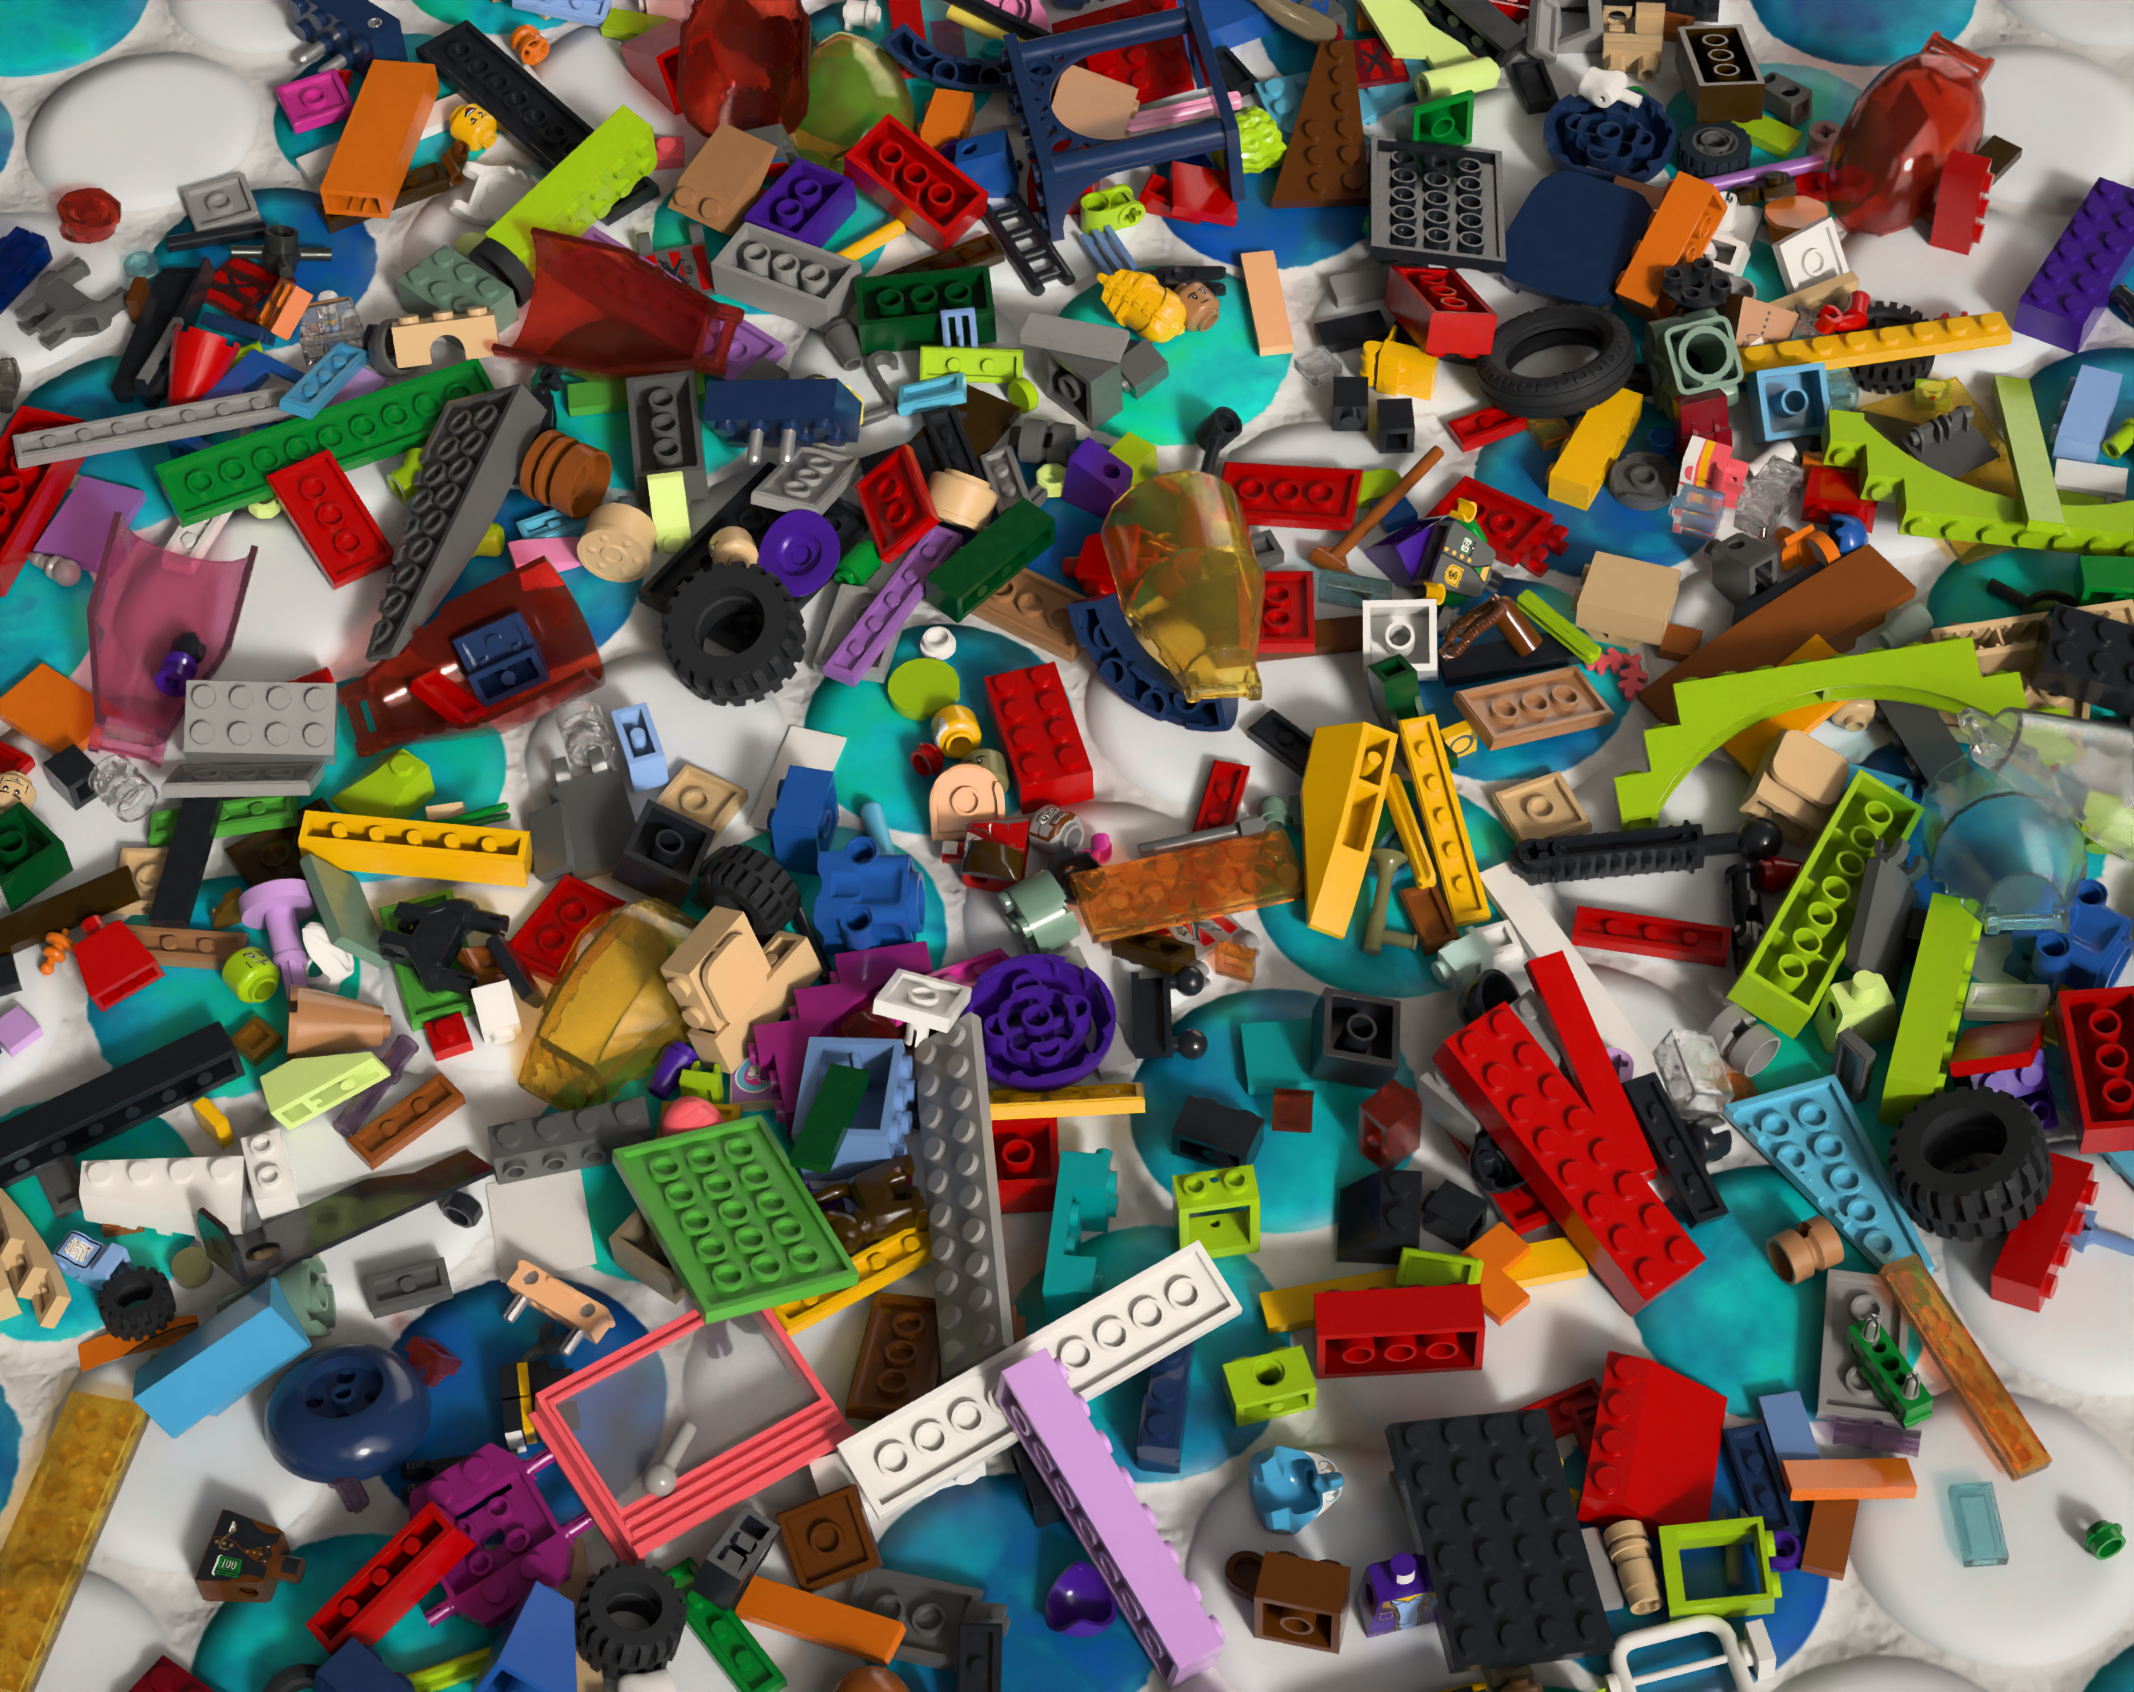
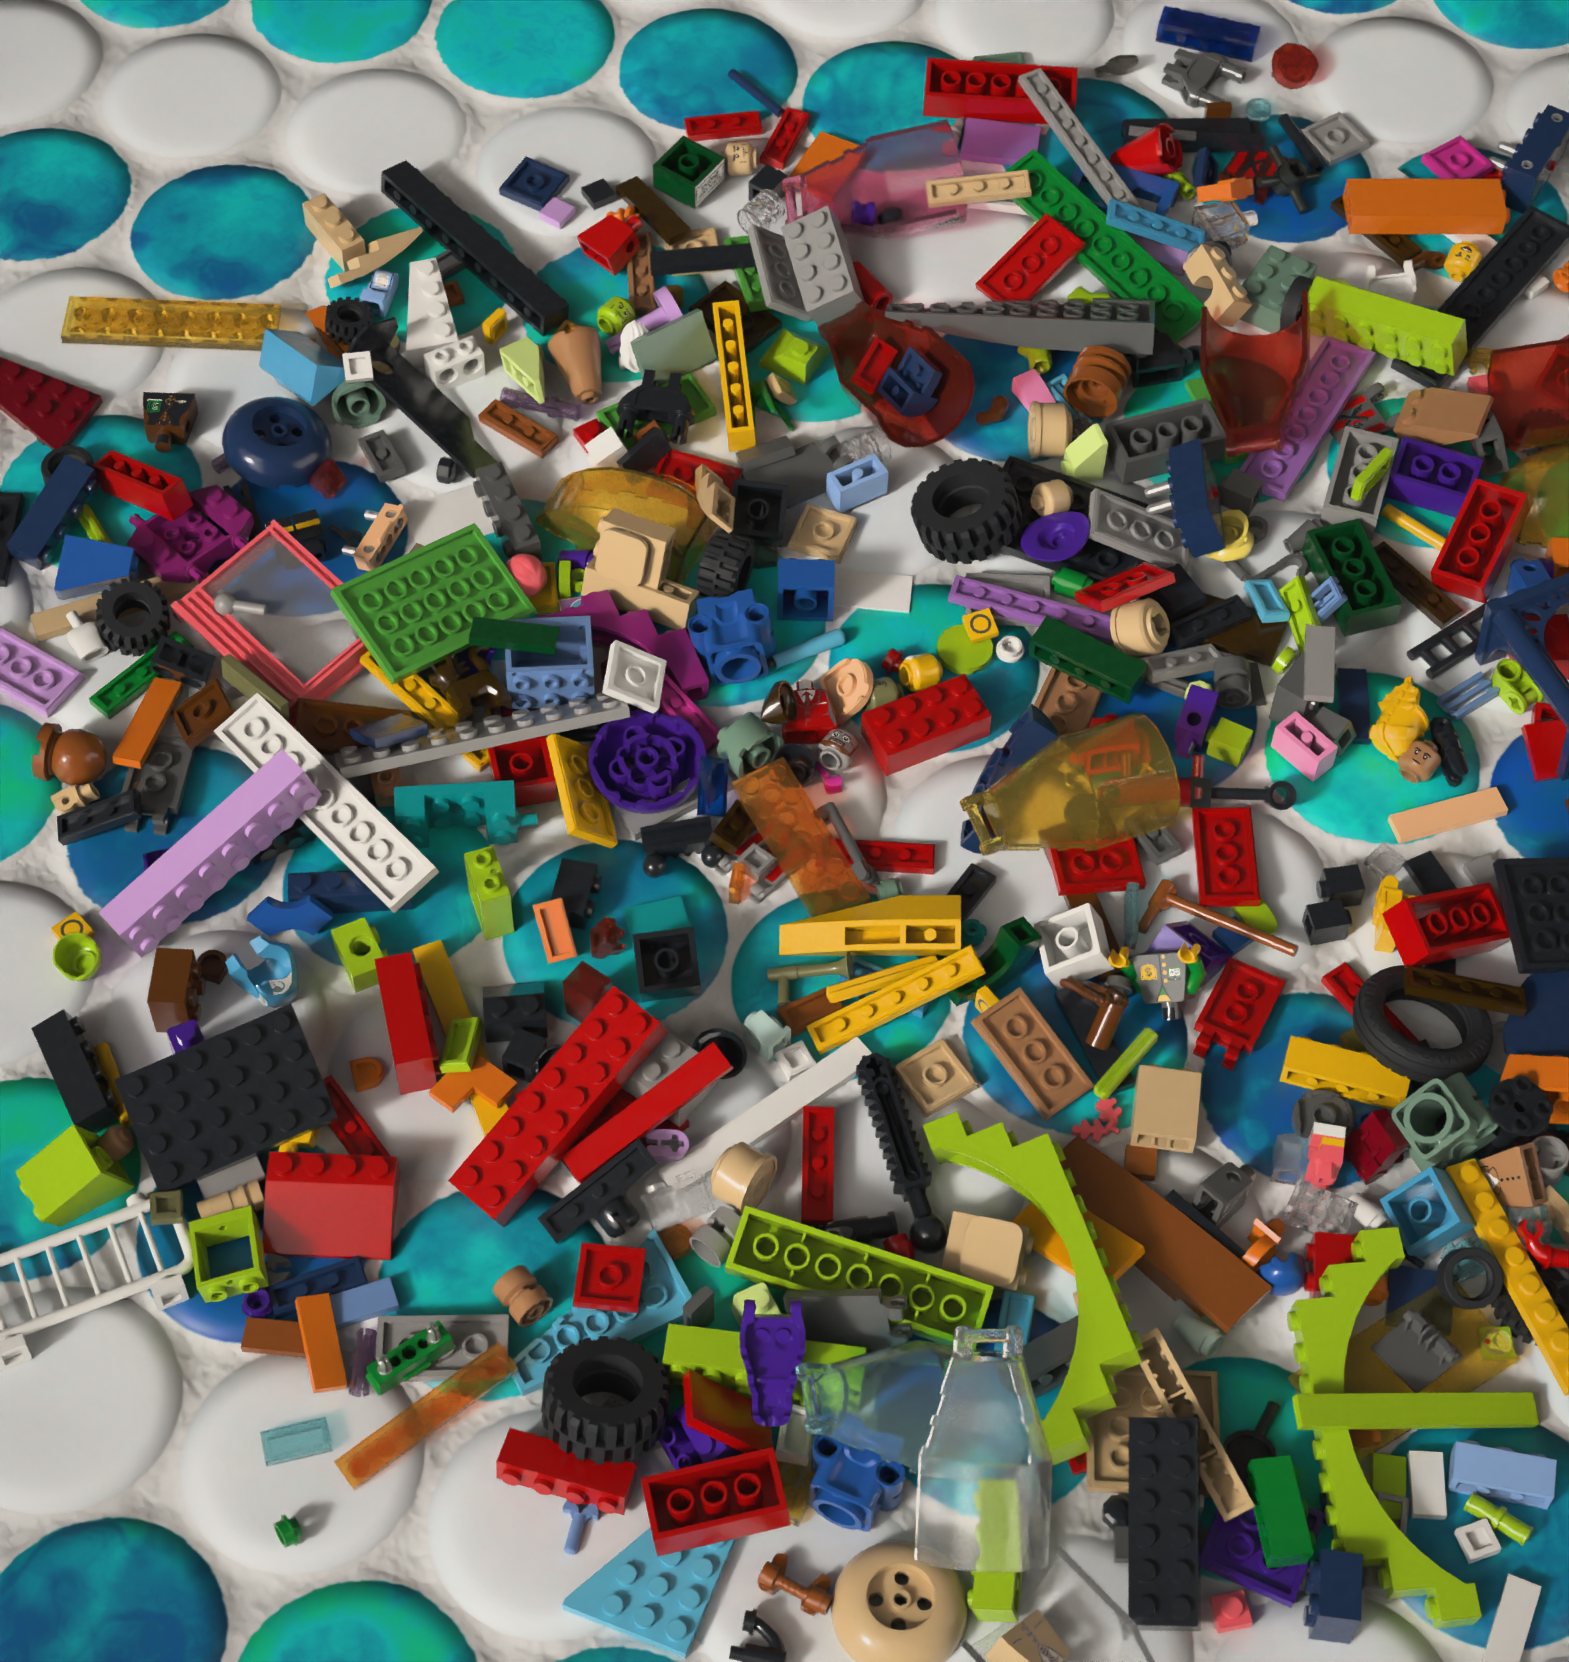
camera: 75 degrees right, 5 degrees up
(193, 538) = (978, 188): none -> tan tile
(281, 1261) = (357, 367): none -> white plate
(648, 879) = (714, 497): none -> tan slope
(803, 246) = (1371, 474): none -> lime tile
(814, 1457) = (250, 684): none -> olive tile
(904, 659) = (980, 626): none -> yellow tile
(931, 1299) = (389, 731): none -> tile
(1092, 959) = (713, 786): none -> clear blue tile
(1157, 394) = (1304, 746): none -> bright pink brick
(1194, 1466) = (304, 915): none -> blue tile
(1206, 936) = (756, 862): none -> light grey tile
(1278, 1154) = (555, 930): none -> orange tile
(1448, 1399) = (366, 1073): none -> orange tile
(1525, 315) = (1464, 991): none -> dark brown tile
(1637, 1640) = (166, 1207): none -> olive tile
(1673, 995) = (742, 1176): none -> tan wheel
(1796, 1149) = (609, 1278): none -> red plate
(1867, 395) = (1493, 1274): none -> black tyre
(1944, 970) = (771, 1351): none -> dark purple animal

